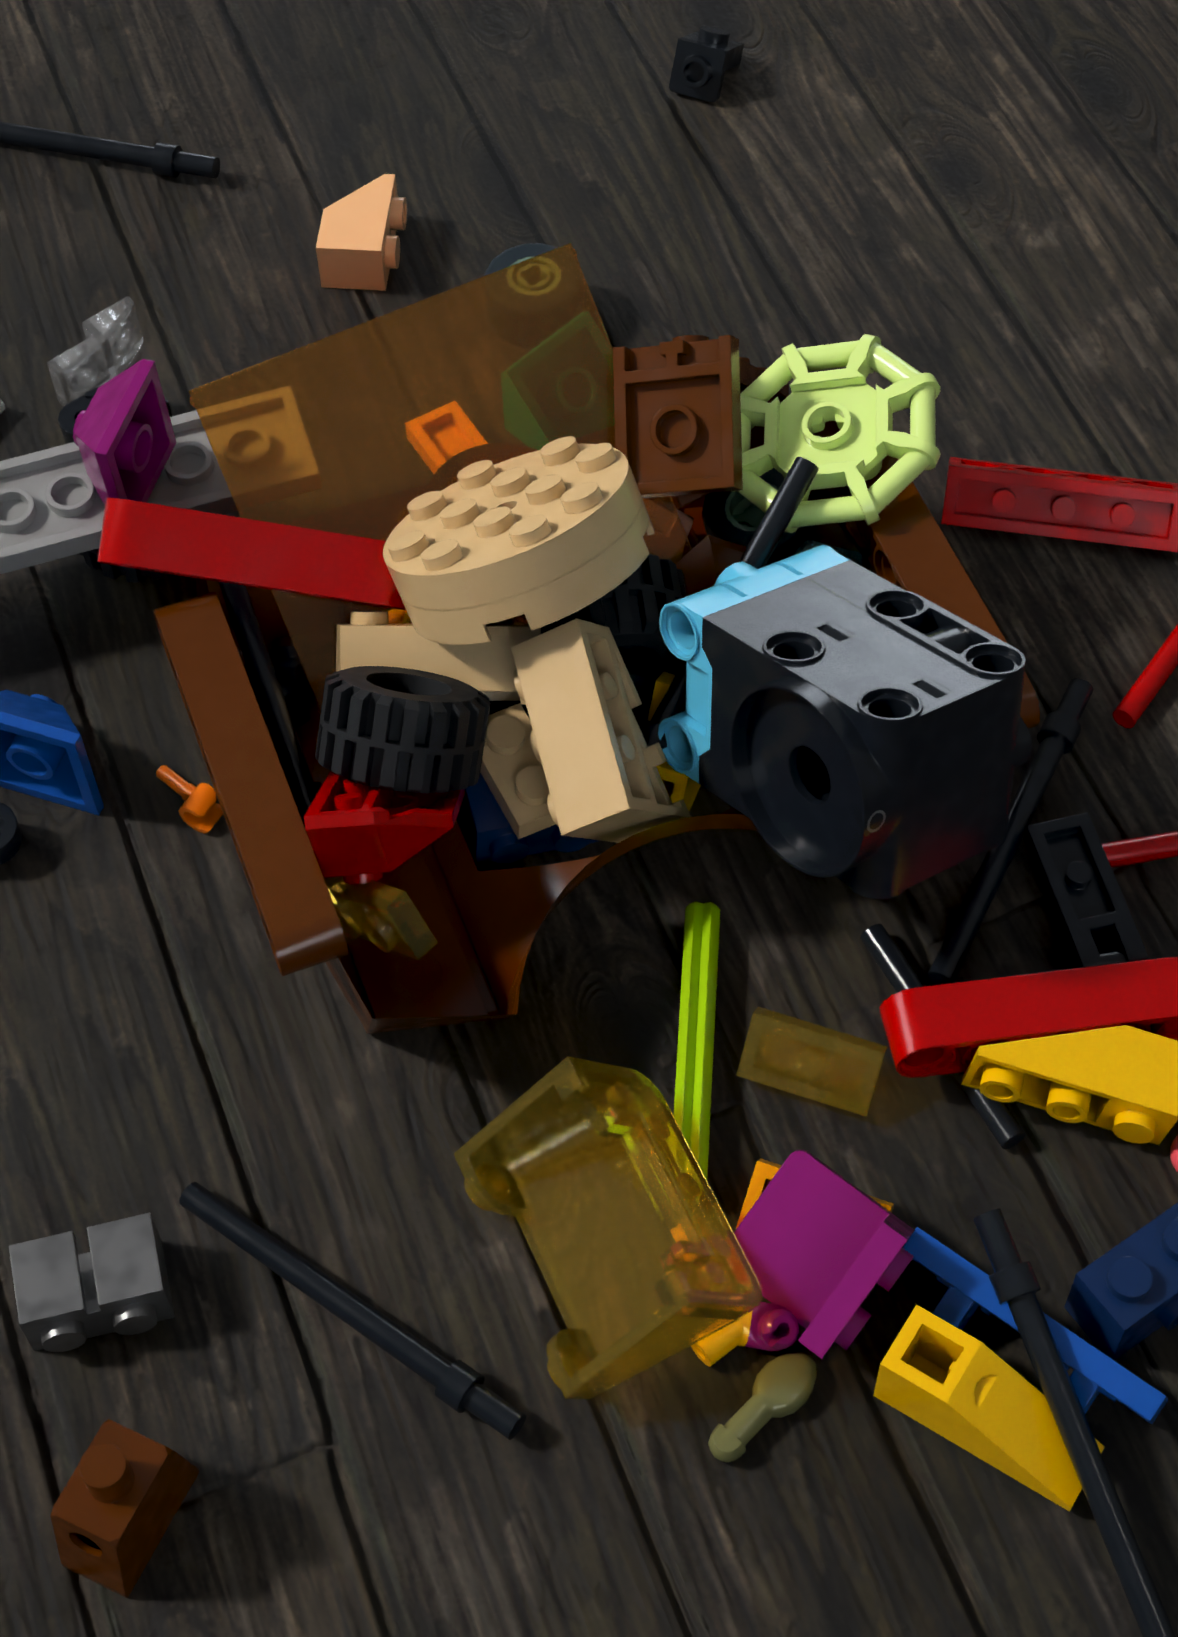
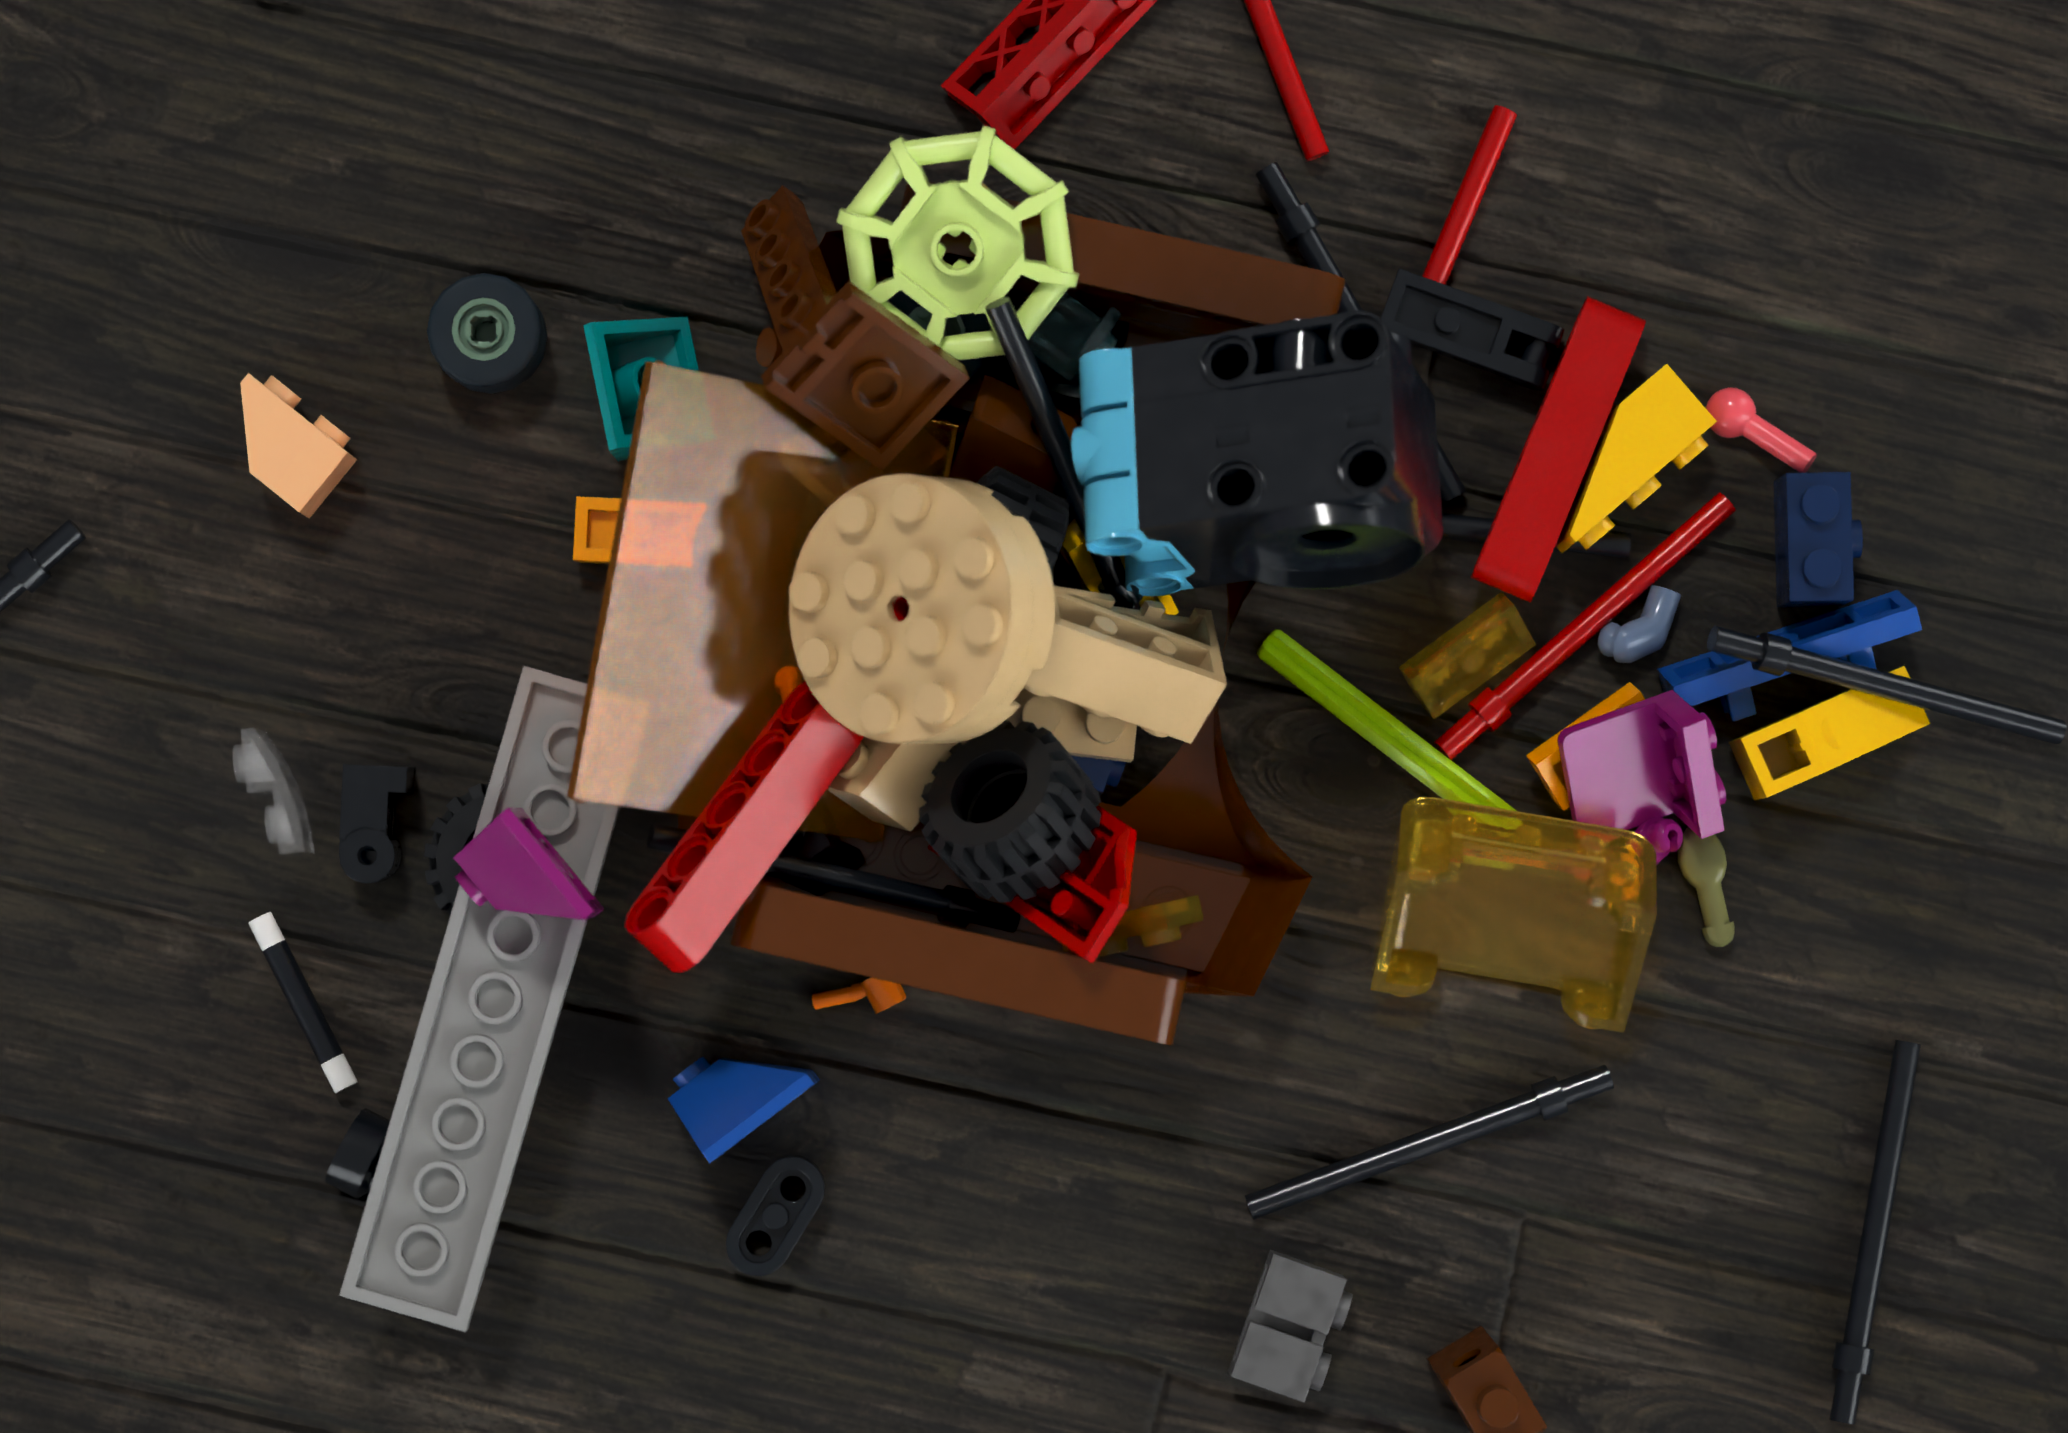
camera: 60 degrees left, 30 degrees up
(782, 1115) = (1493, 707): none -> red bar
(945, 1197) = (1644, 634): none -> sand blue arm

